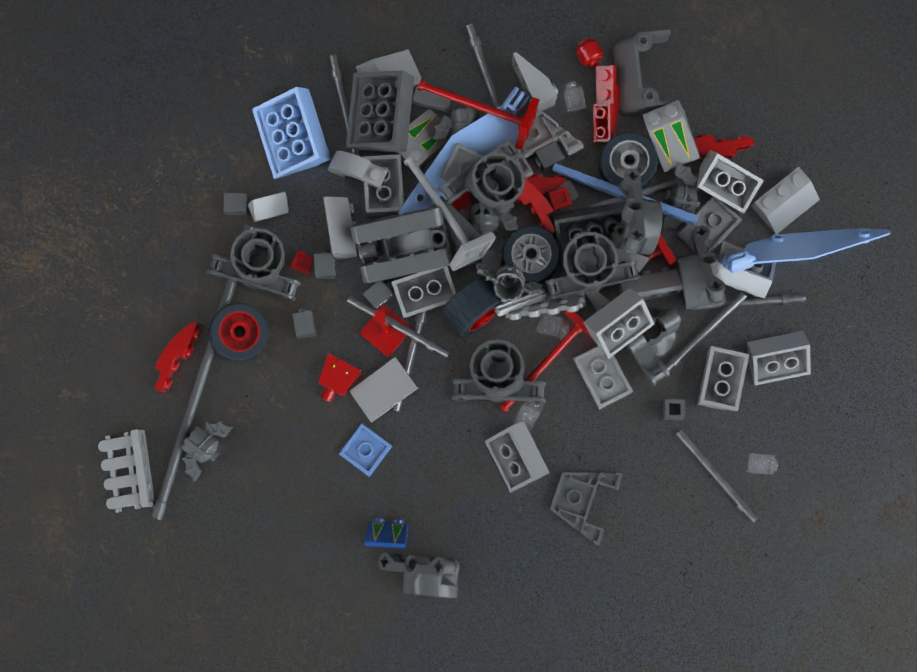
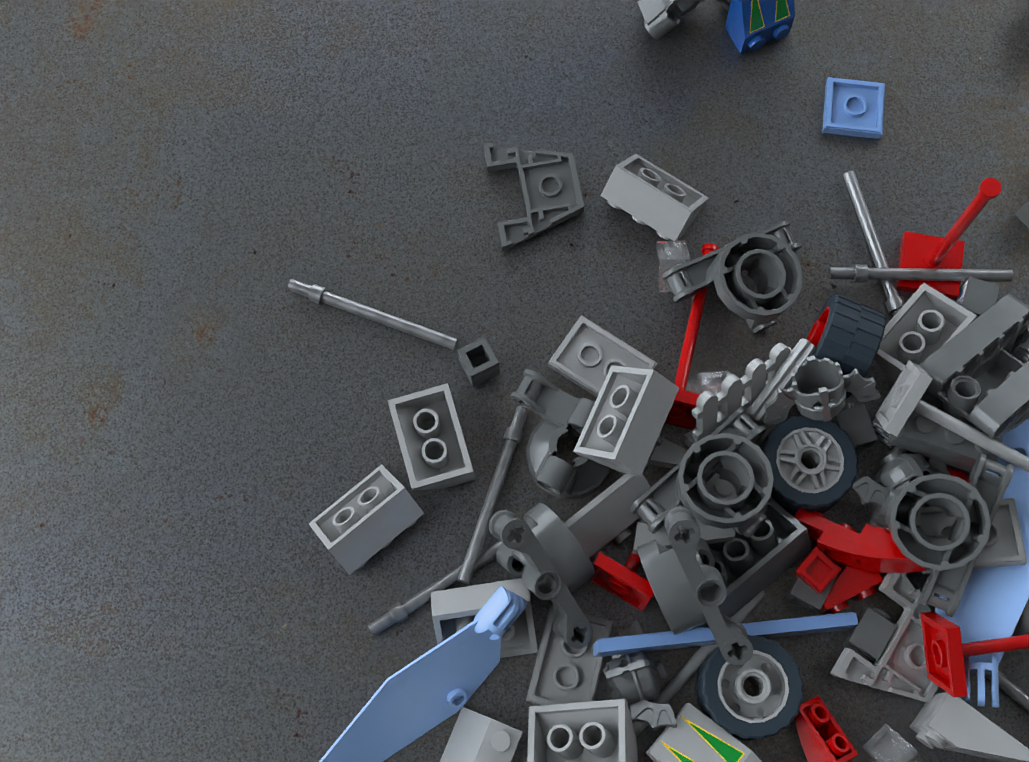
camera: 150 degrees right, 10 degrees down
(337, 377) = (952, 170): red torso -> none
(383, 389) = (883, 187): light grey tile -> none
(762, 464) = (317, 361): clear bracket -> none

